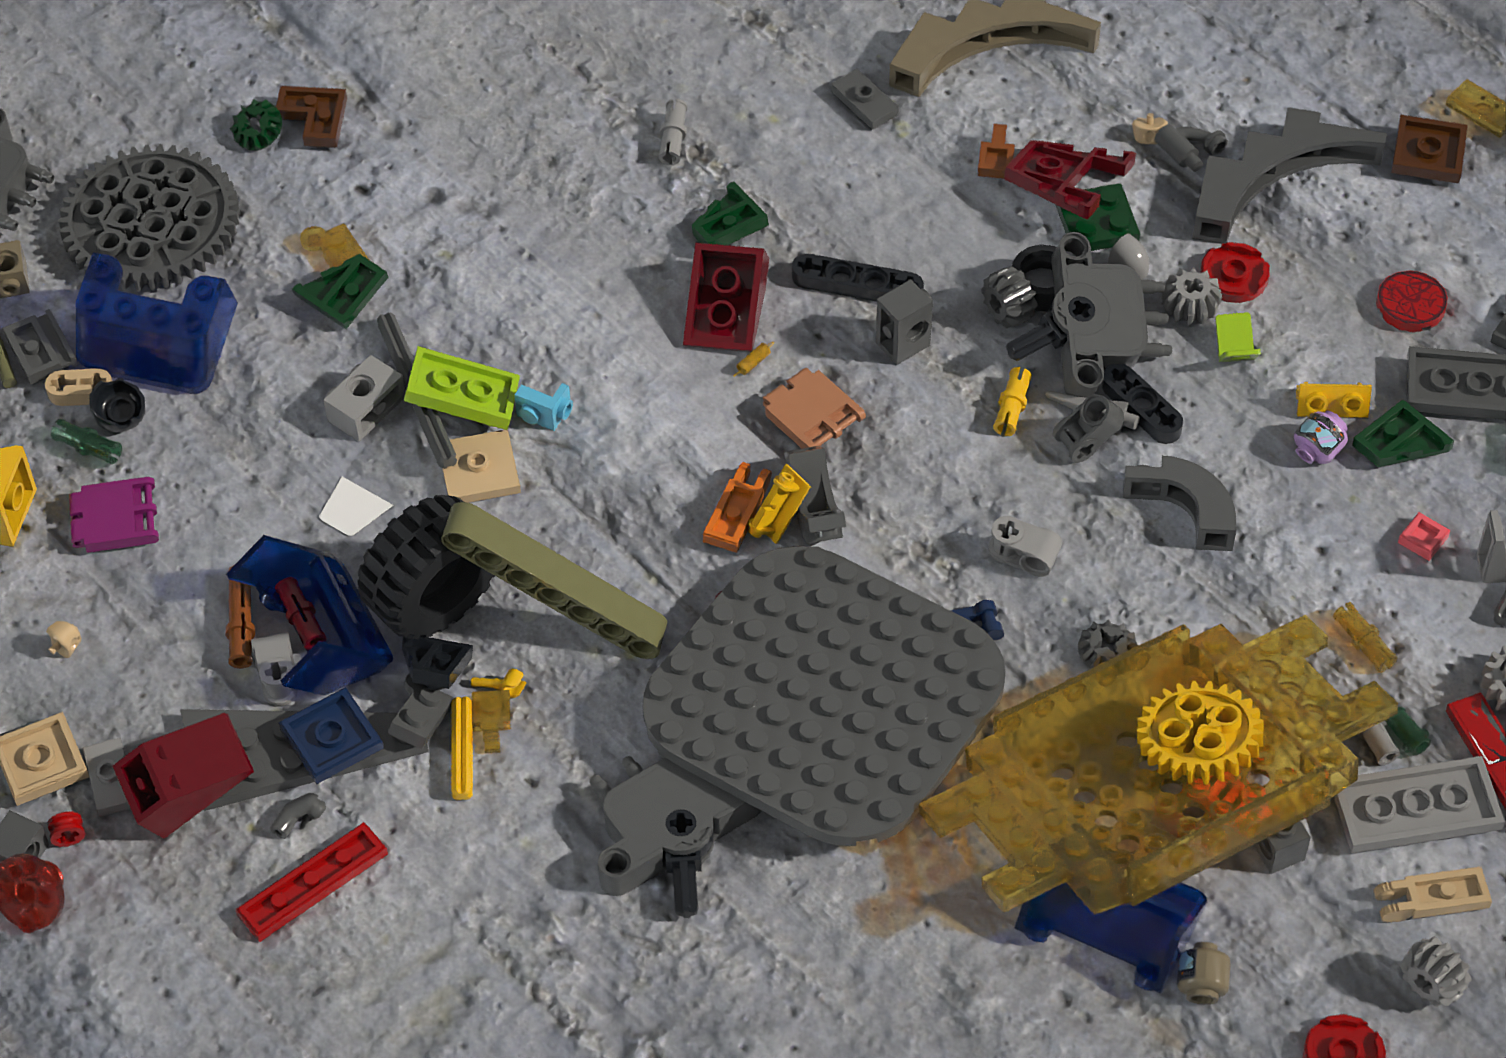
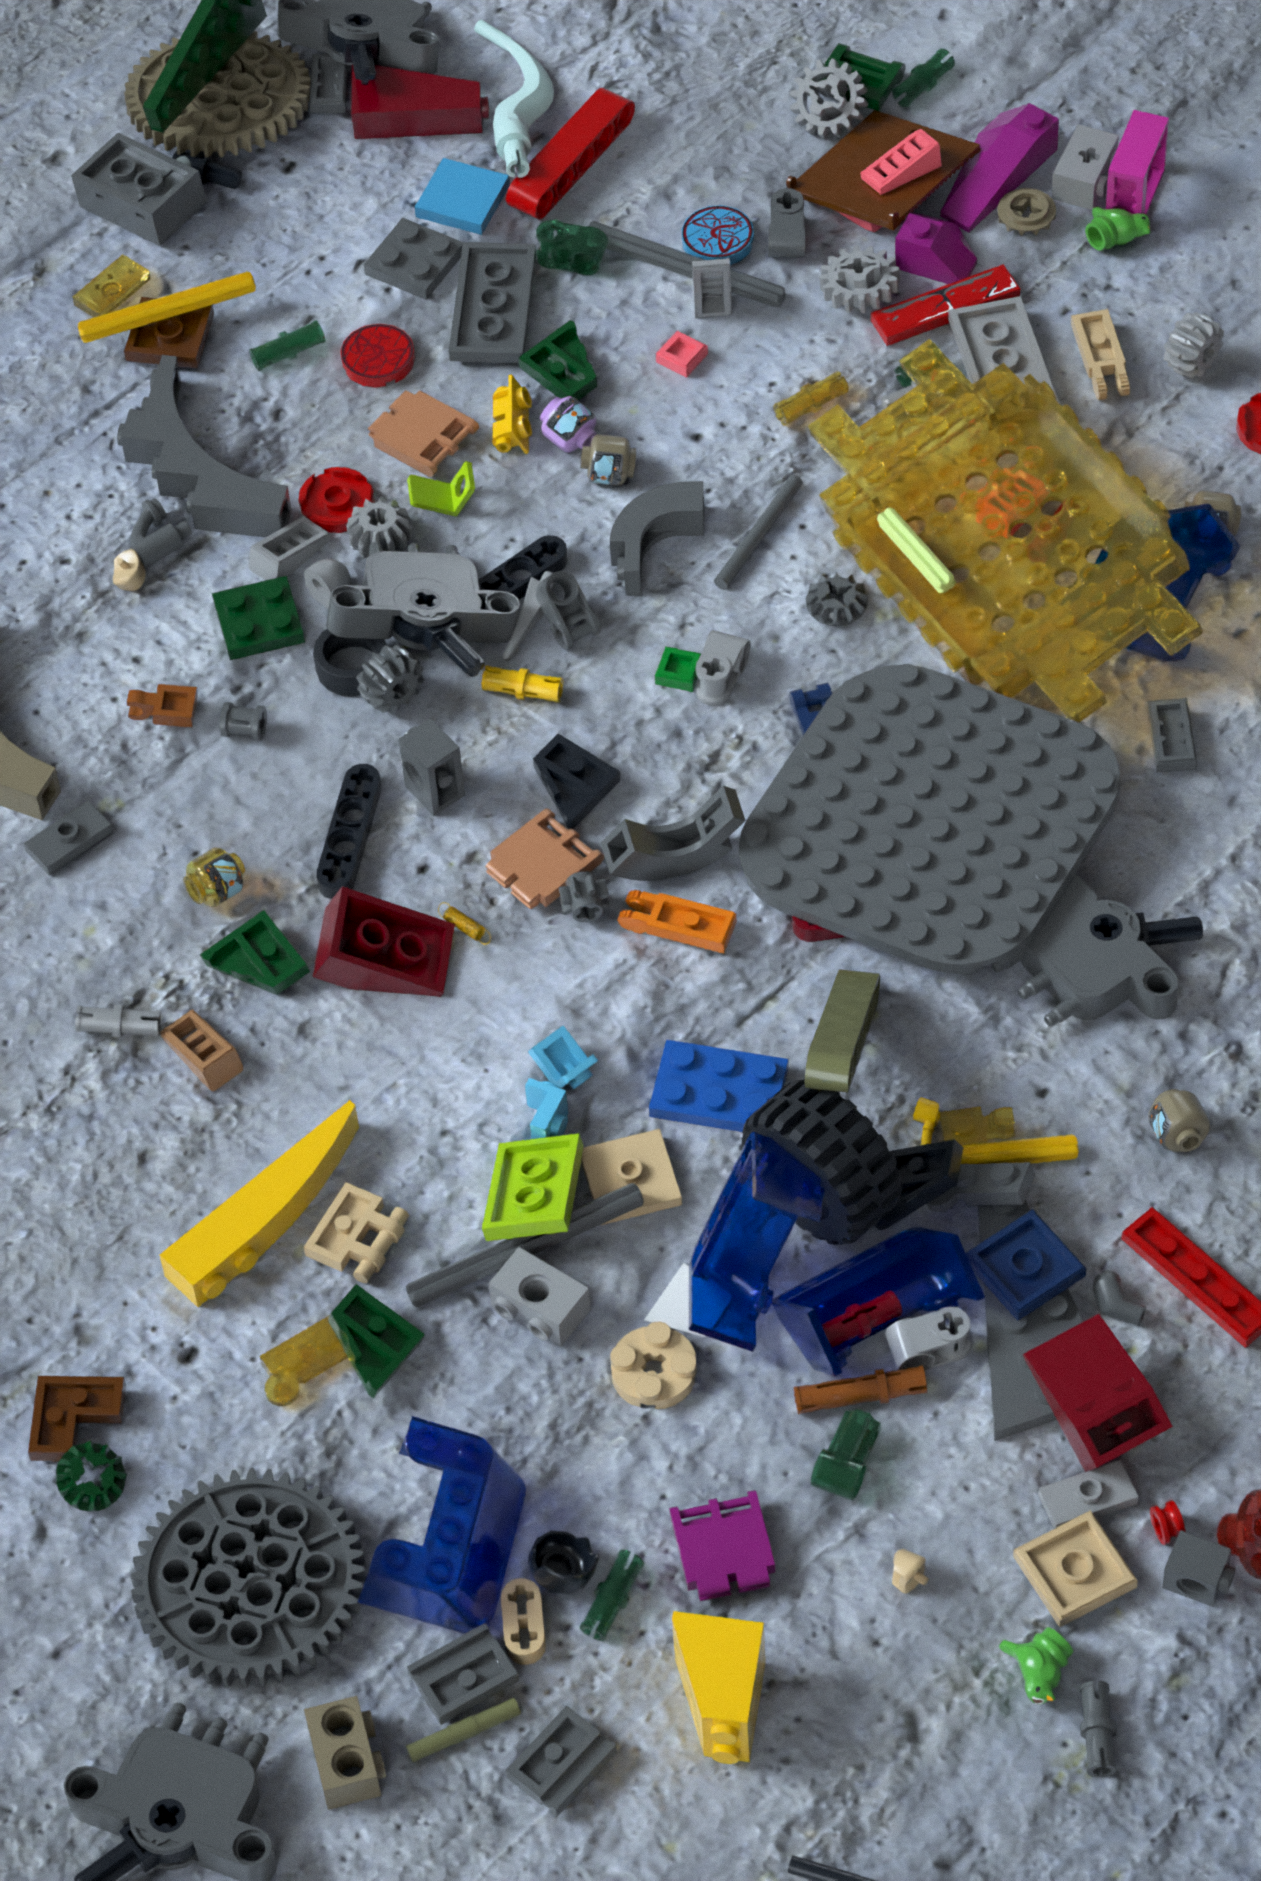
camera: 90 degrees left, 0 degrees up
(169, 597) = (843, 1464): none -> clear green piece
(288, 460) = (648, 1344): none -> tan plate
(348, 509) = (745, 1239): none -> clear blue windscreen
(453, 274) = (345, 1226): none -> tan plate
(469, 872) = (1179, 1120): none -> dark tan head
(476, 221) = (258, 1213): none -> yellow slope
(568, 519) = (714, 1085): none -> blue plate
(596, 419) = (562, 1059): none -> medium azure bracket
(628, 200) = (214, 1069): none -> medium nougat slope
(764, 435) = (584, 896): none -> dark grey gear
(779, 505) = (685, 868): yellow hinge -> none
(806, 184) = (214, 877): none -> clear yellow head
(901, 434) = (574, 778): none -> black wing
(924, 913) = (1171, 735): none -> dark grey plate
(974, 211) = (254, 727): none -> dark grey bush
(1031, 513) = (677, 669): none -> green tile
(1055, 169) = (205, 649): dark red wing -> none
(1131, 707) = (916, 550): none -> yellowish green axle
(1174, 222) = (269, 564): none -> light grey slope
(1195, 589) = (758, 532): none -> dark grey bar
(1200, 732) = (966, 496): yellow gear -> none
(1276, 468) = (608, 460): none -> head
(1312, 328) = (420, 431): none -> nougat plate
(1417, 232) = (287, 345): none -> clear green pin
(1449, 138) = (166, 307): none -> yellow axle

